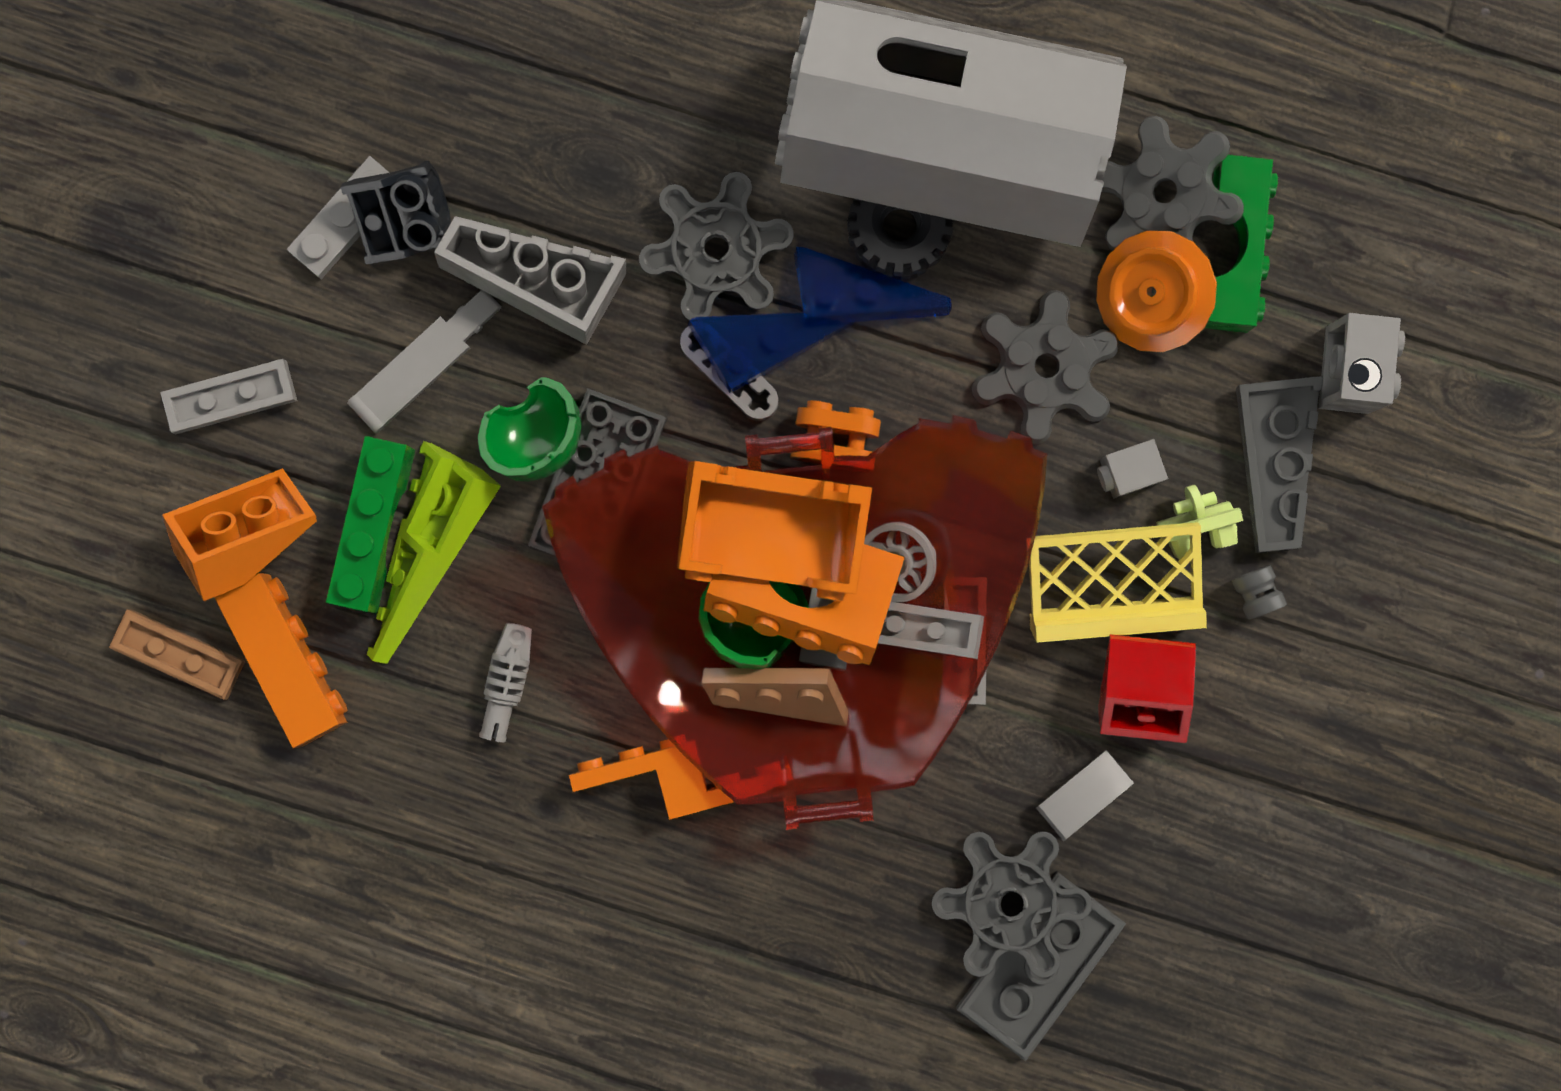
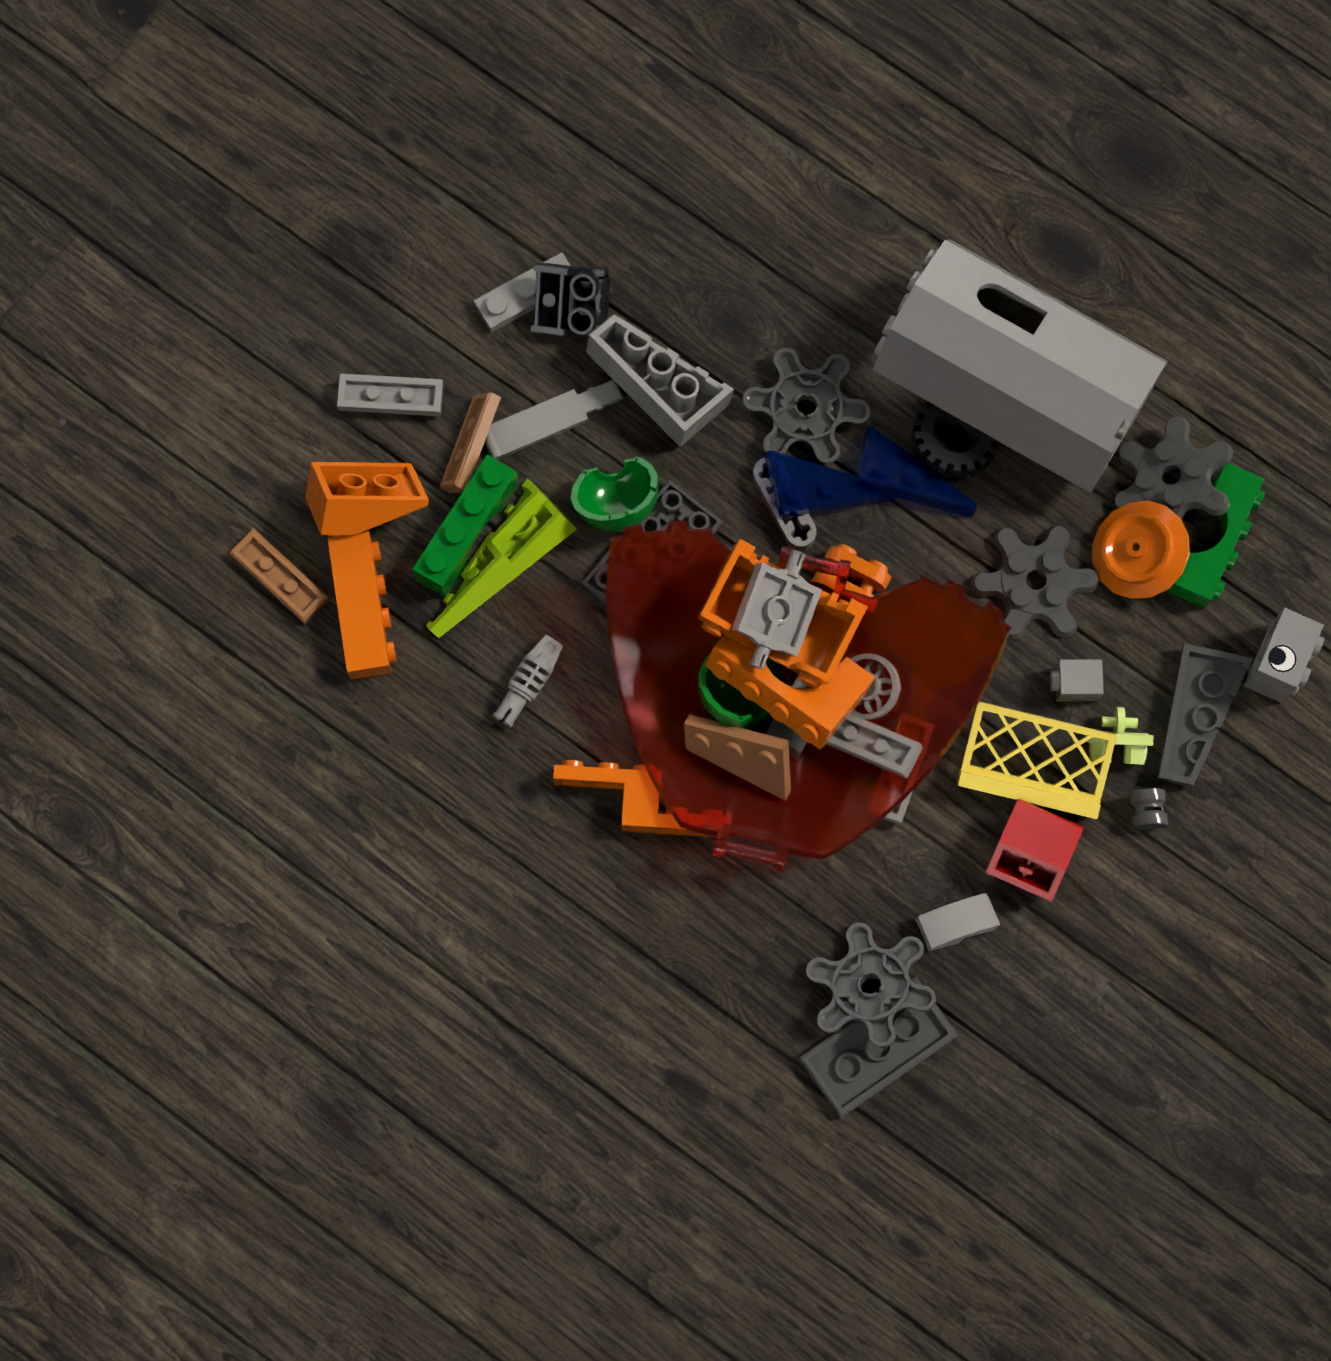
camera: 20 degrees right, 10 degrees down
(341, 422) = (470, 442): none -> medium nougat tile
(766, 526) = (776, 609): none -> light grey plate

